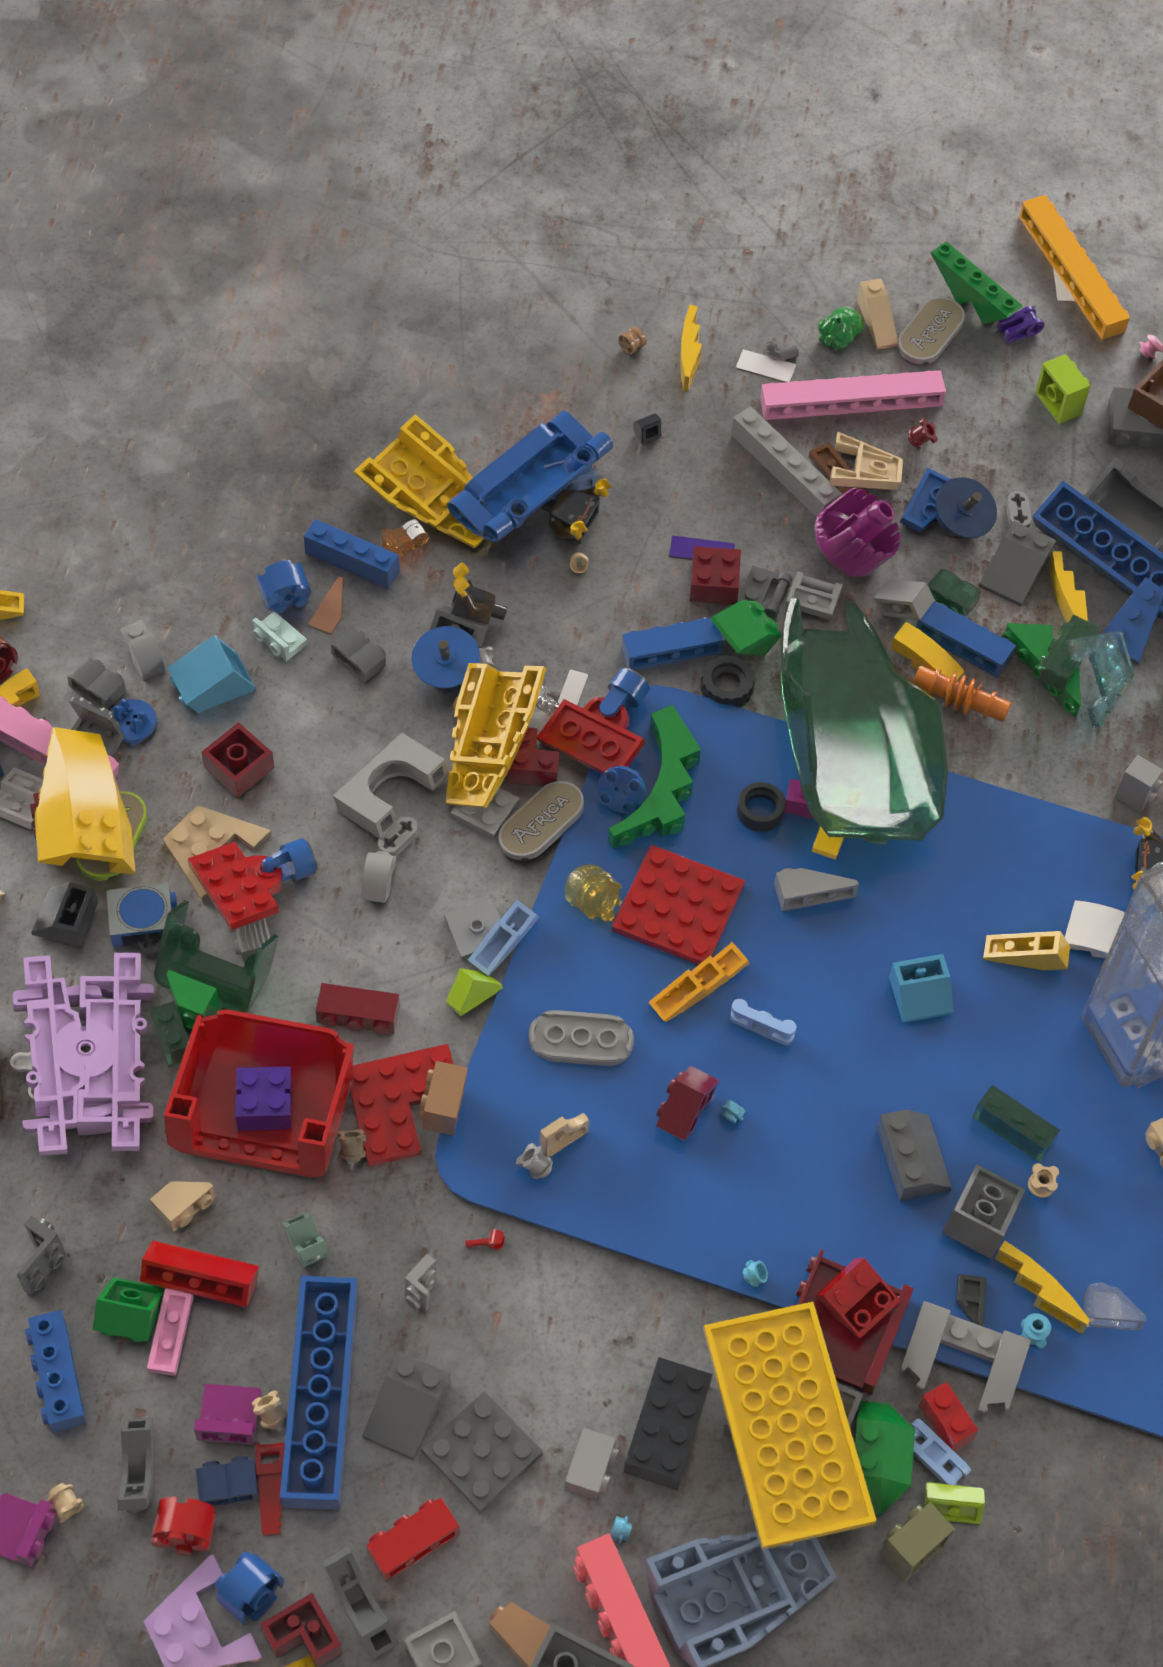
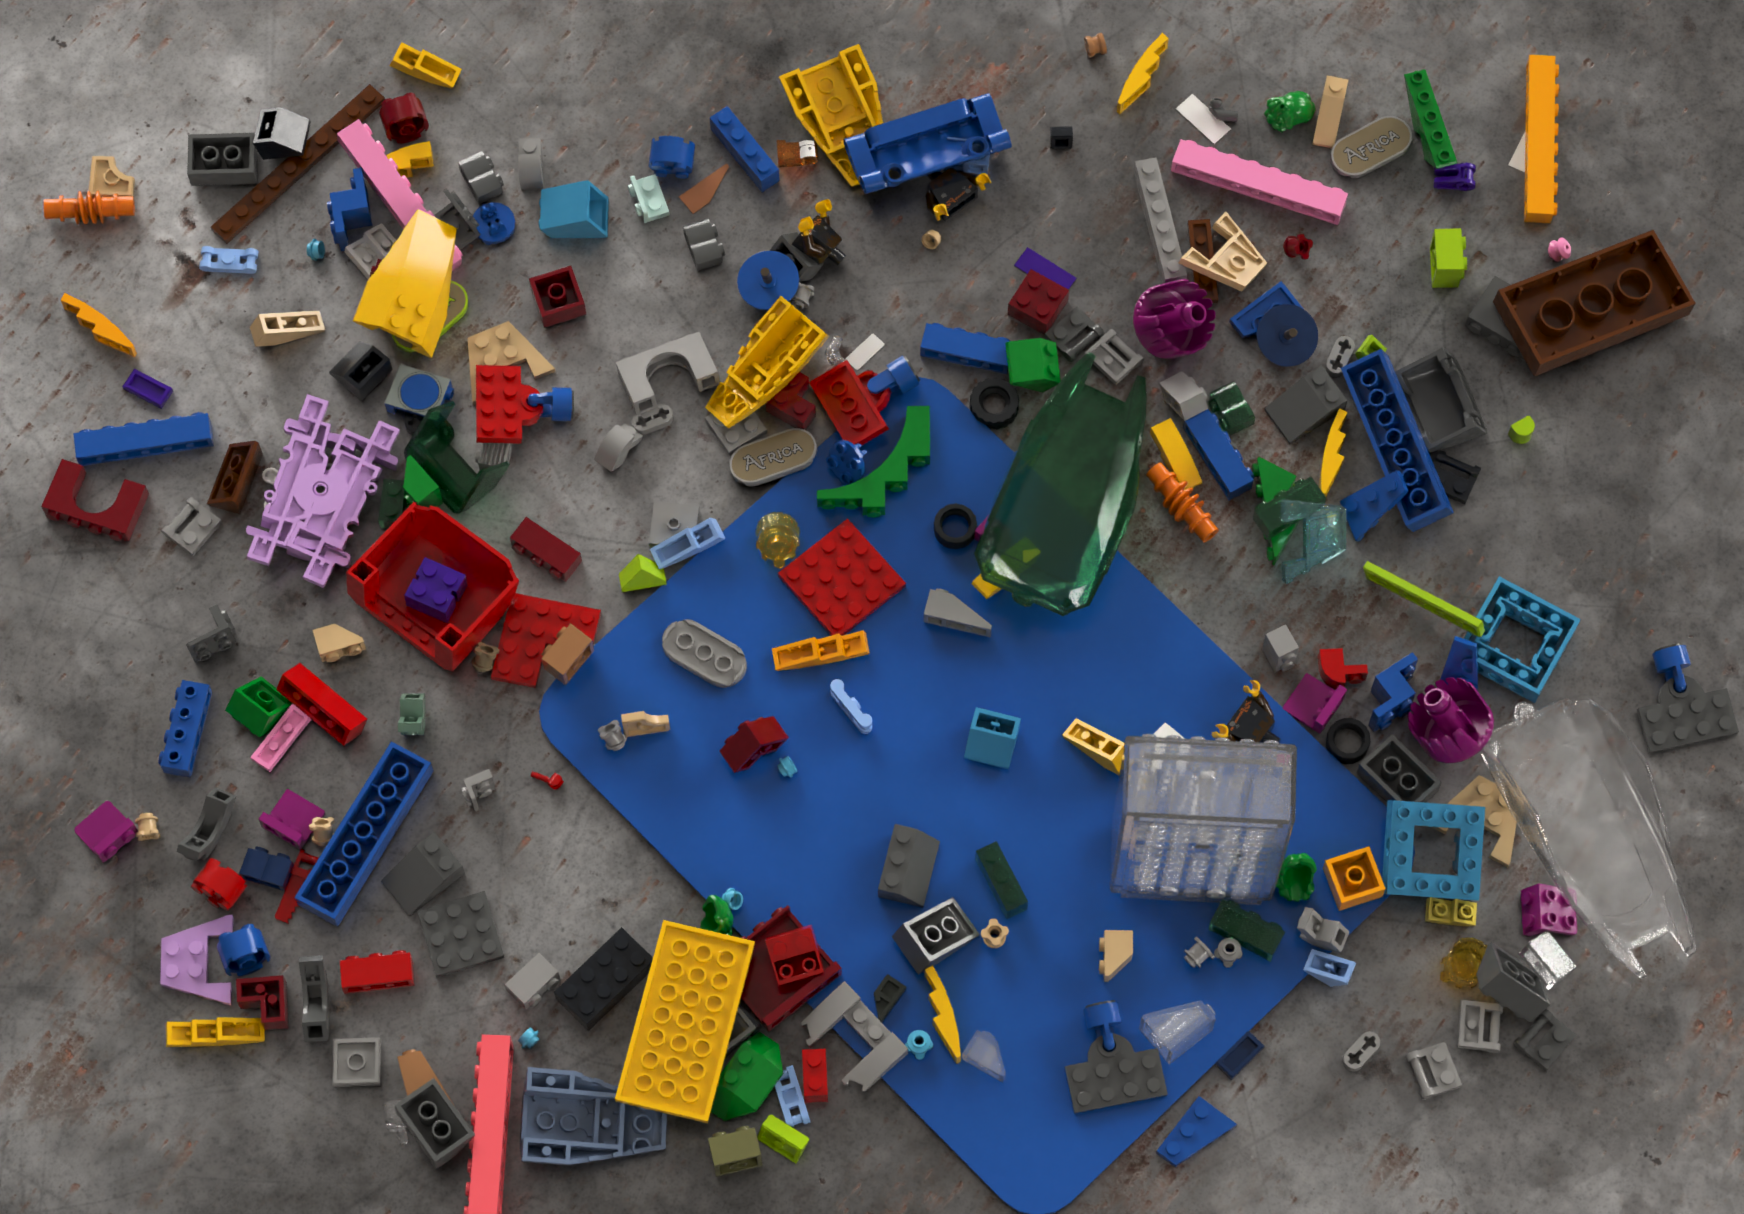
camera: 30 degrees right, 10 degrees up
(749, 1296) = (717, 916): none -> green hair
(1041, 492) = (1369, 346): none -> lime brick

